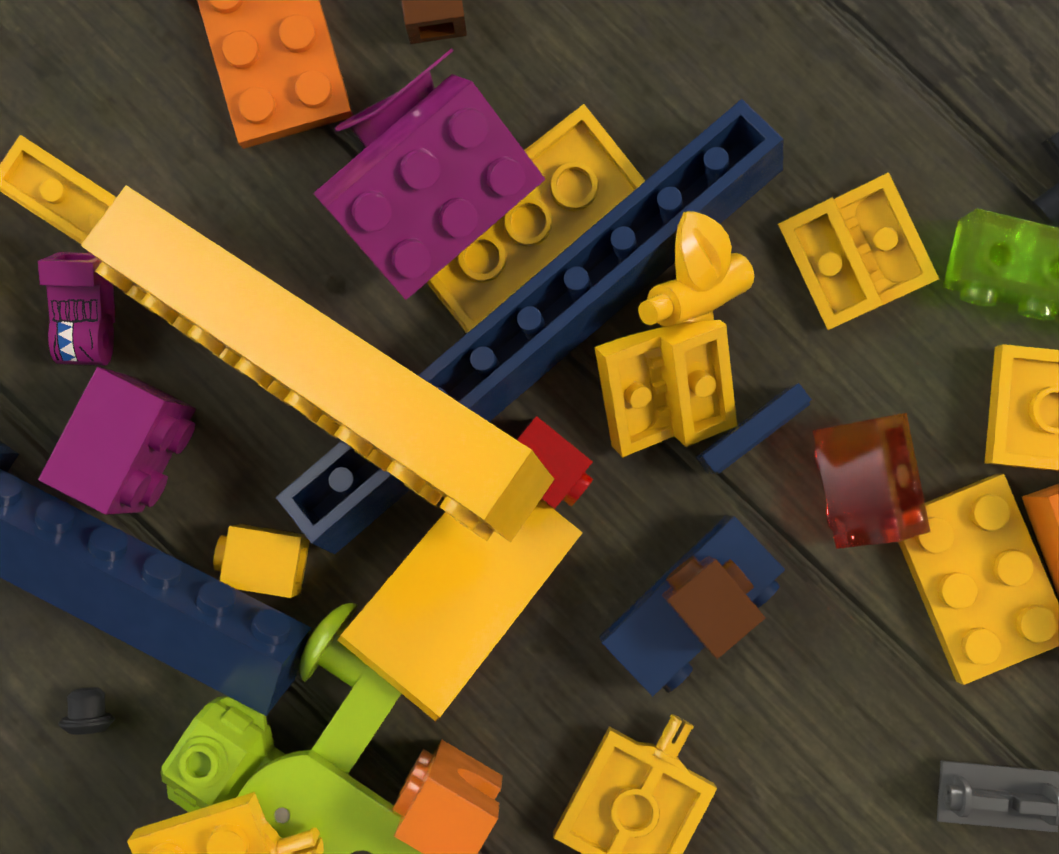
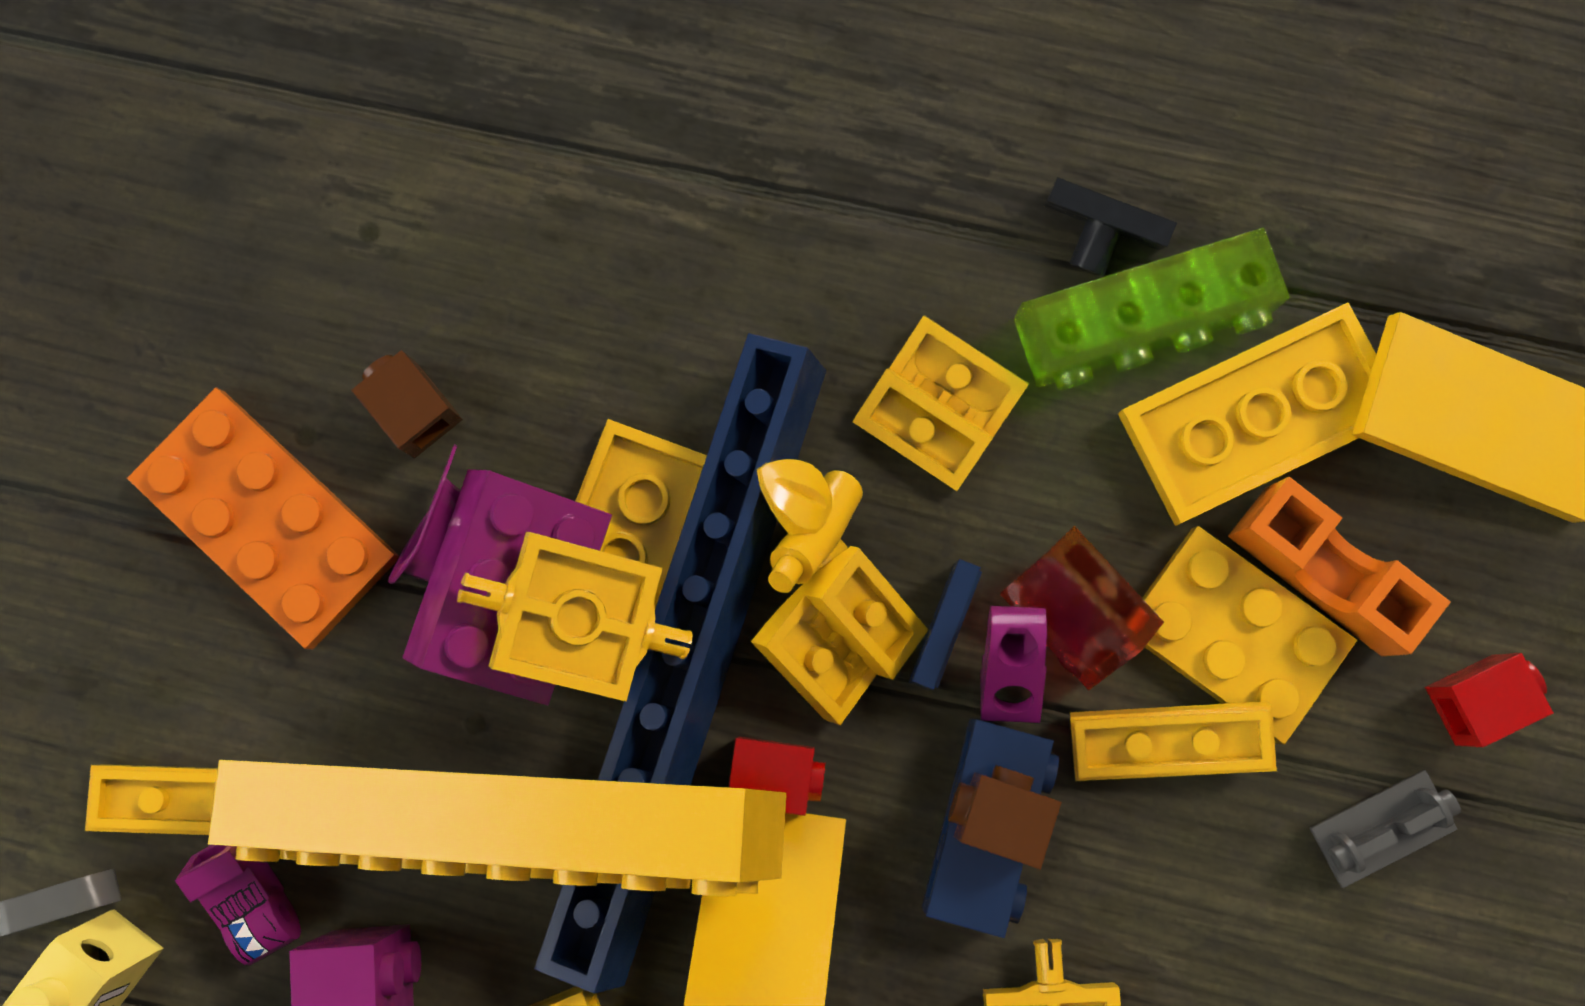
camera: 30 degrees left, 5 degrees down
(471, 239) = (575, 617): none -> yellow plate
(793, 487) = (1014, 658): none -> magenta leg
(877, 628) = (1173, 741): none -> yellow tile

